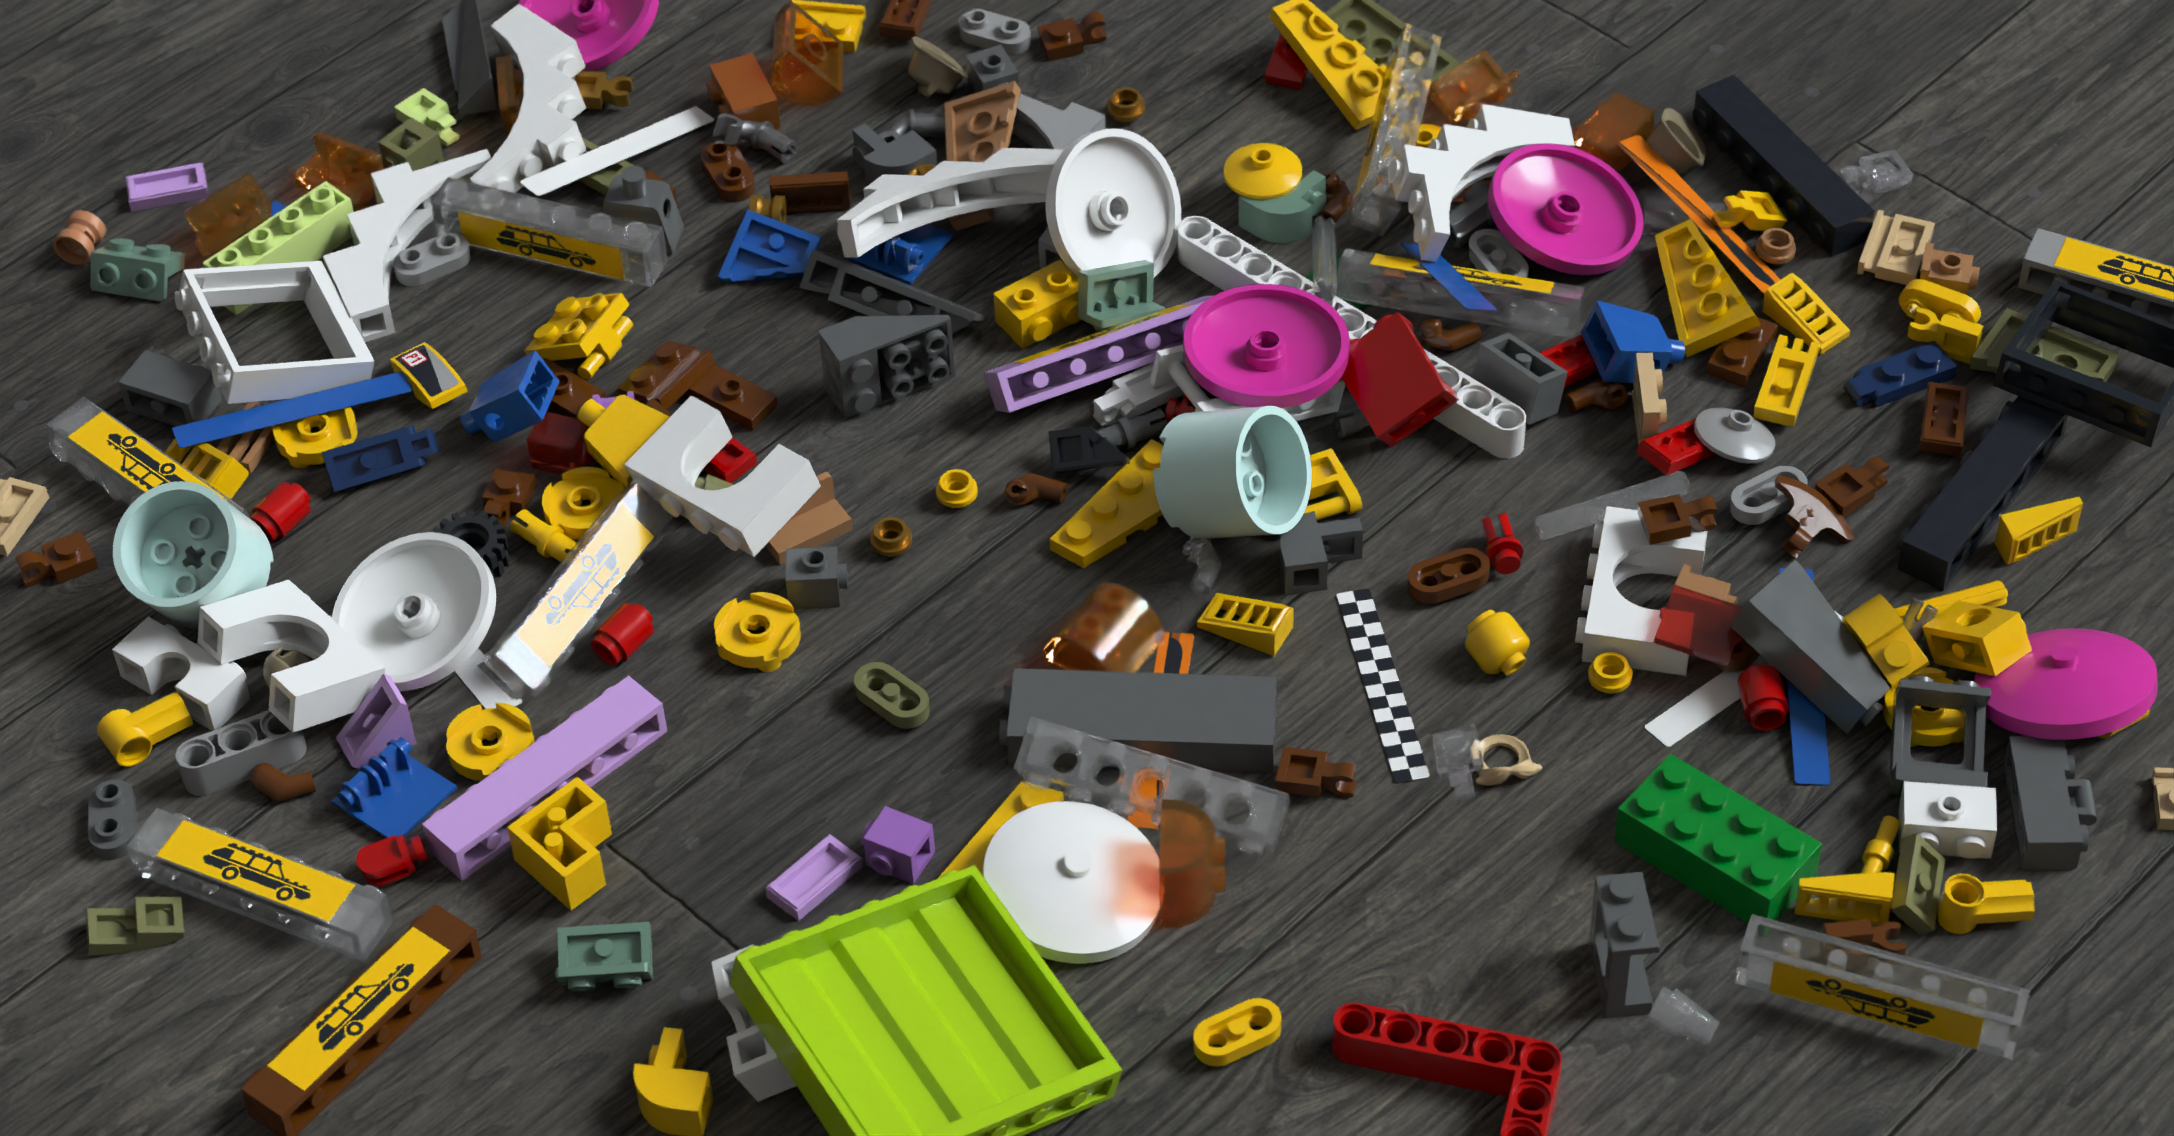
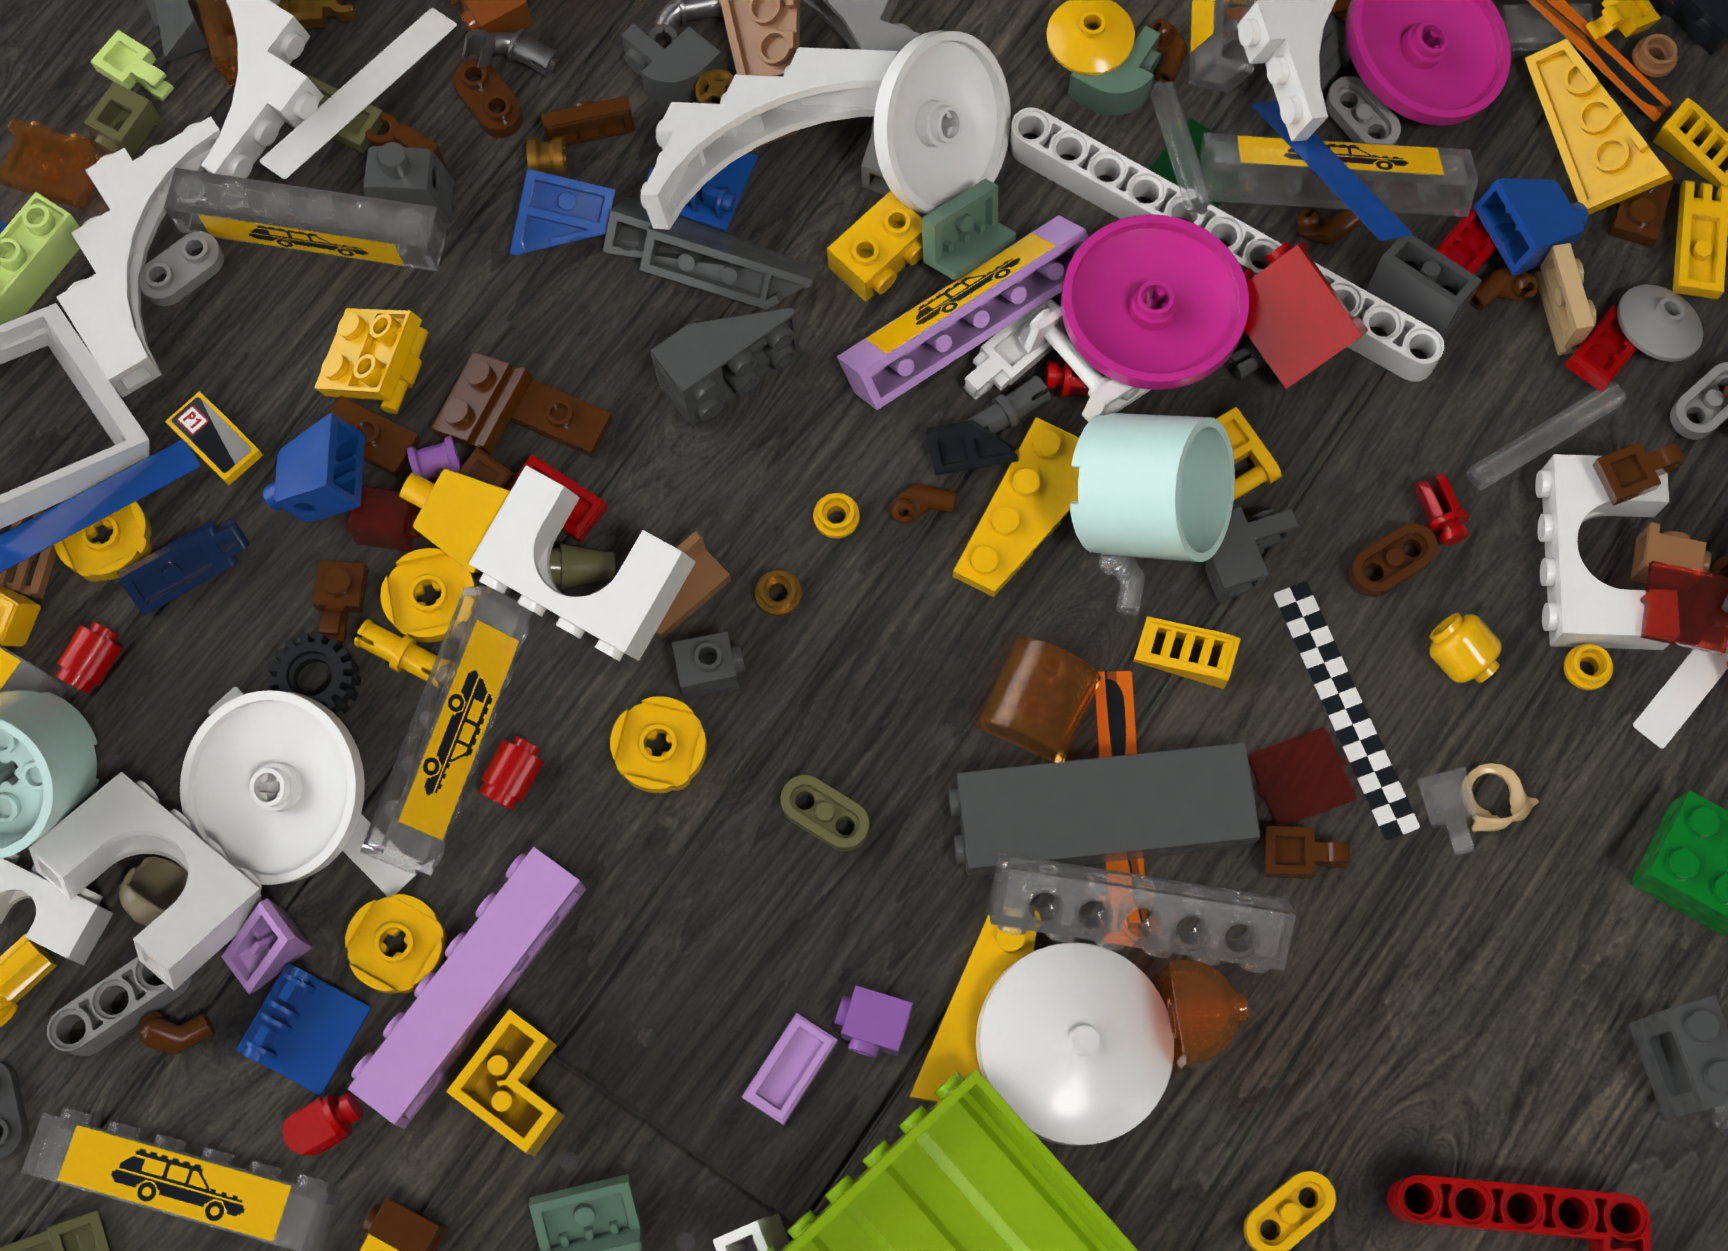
camera: 10 degrees left, 25 degrees up
(1330, 724) = (1301, 777): none -> clear red piece

